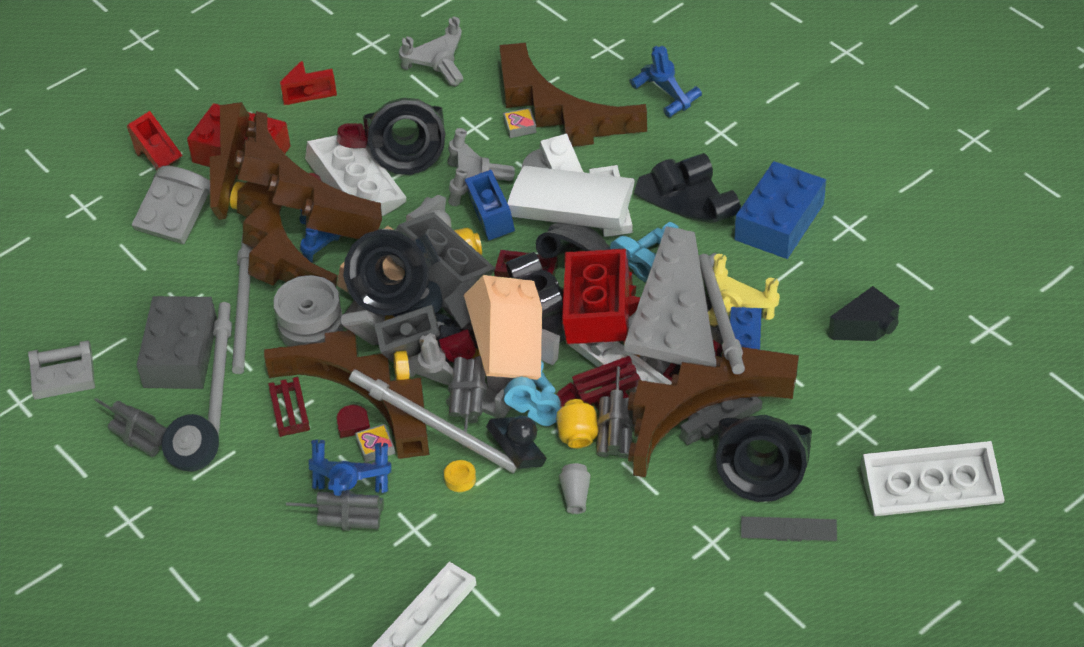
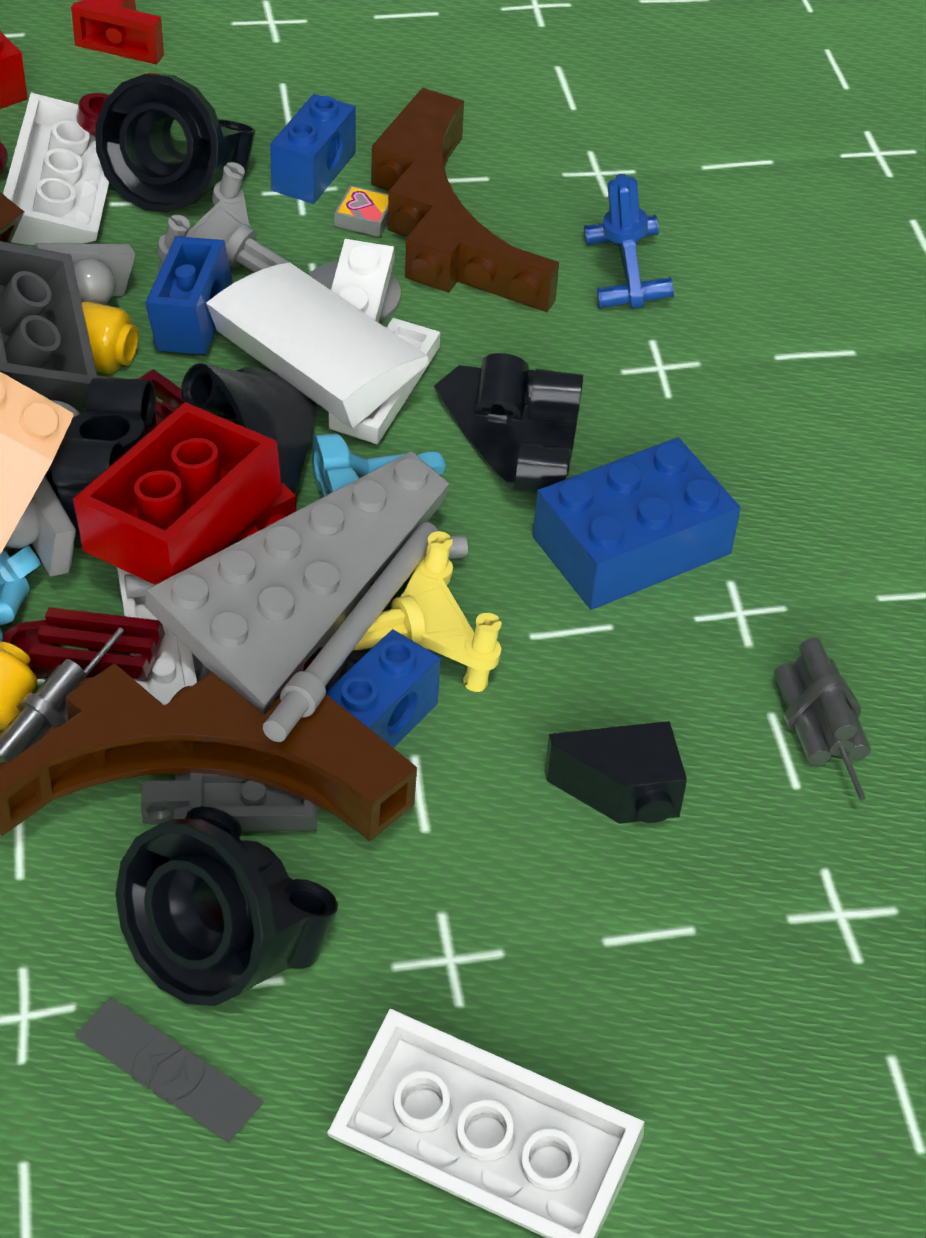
camera: 25 degrees right, 0 degrees up
(436, 53) = (332, 64): light grey axle -> none
(471, 102) = (313, 148): none -> blue brick
(920, 249) = (822, 709): none -> flat silver piece

